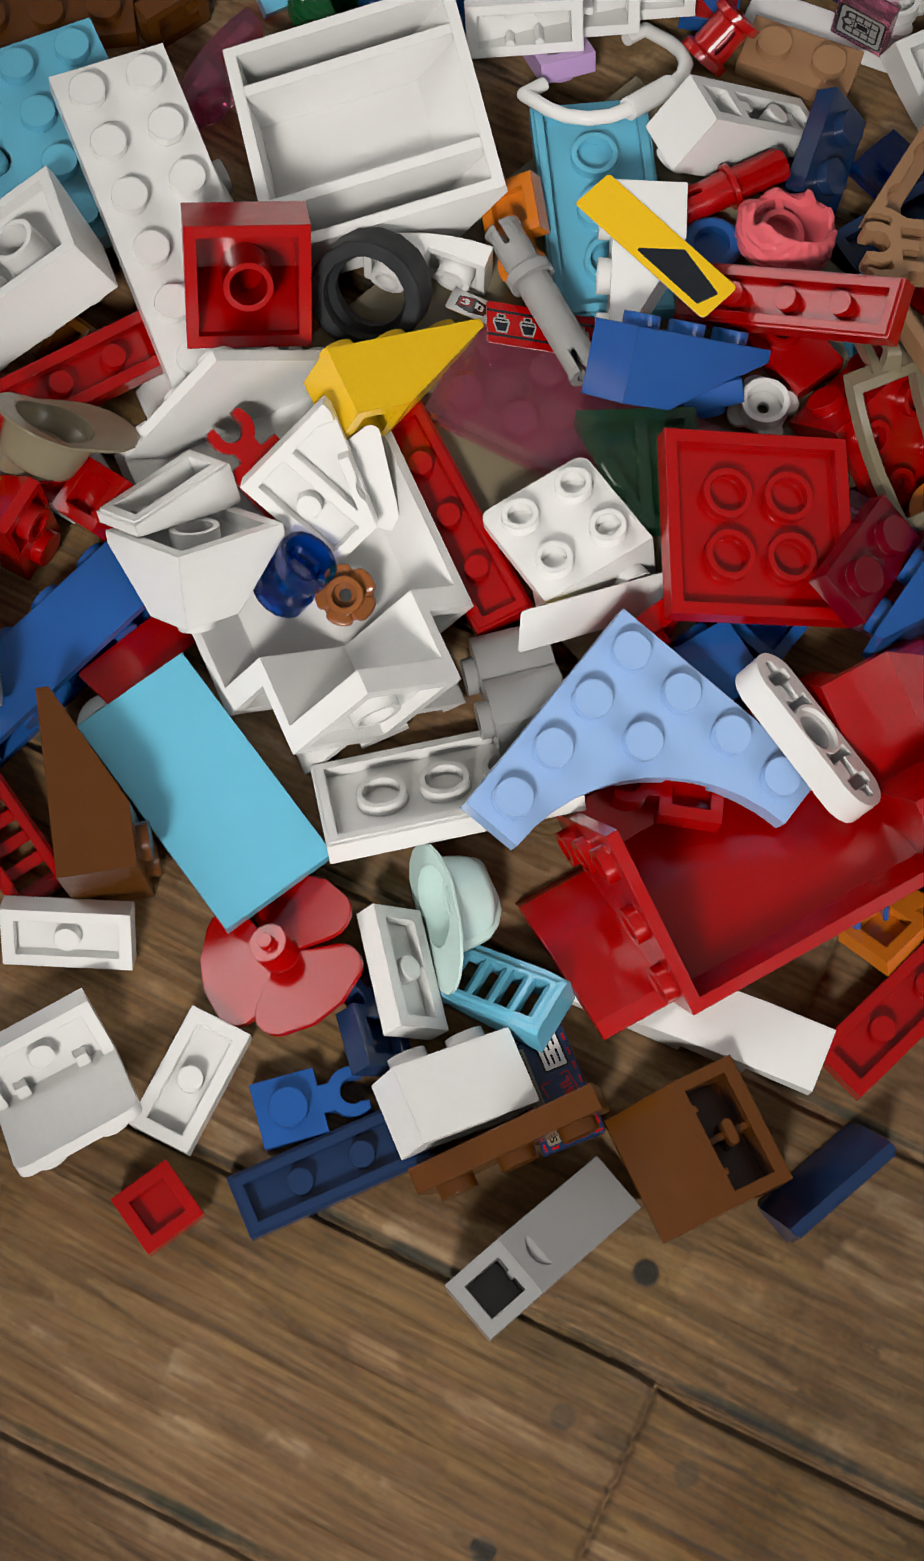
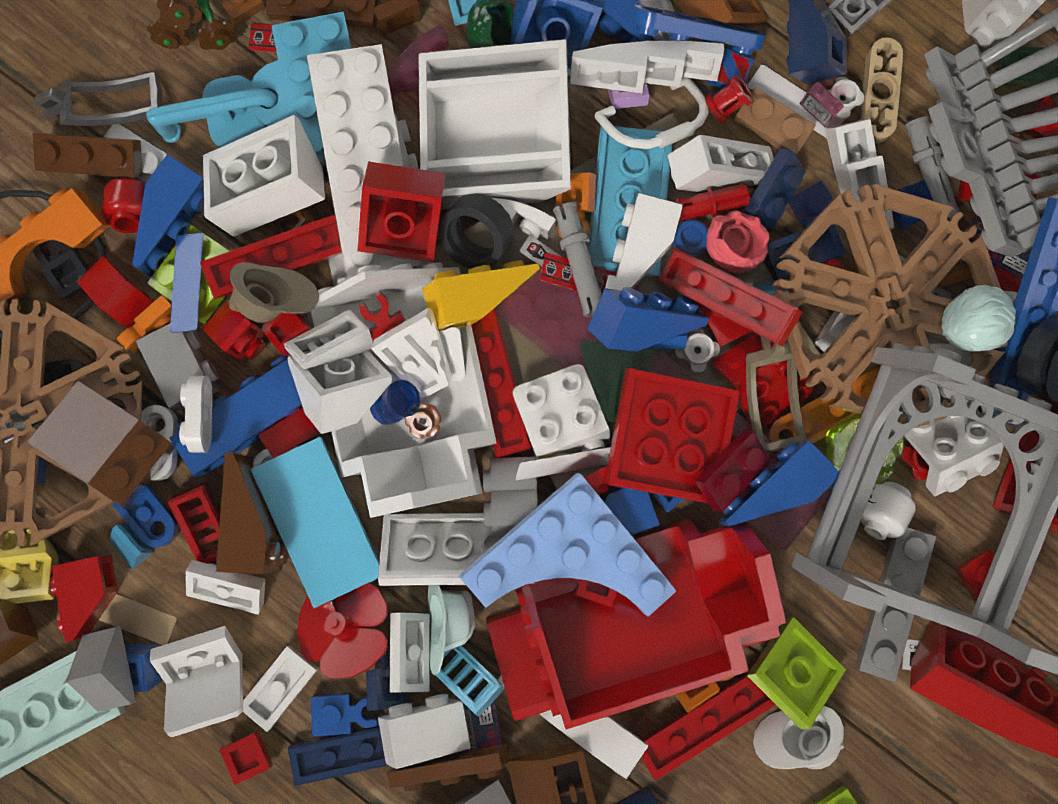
camera: 10 degrees right, 10 degrees up
(656, 246) = (653, 243): yellow sticker -> none
(808, 738) = (686, 604): white beam -> none

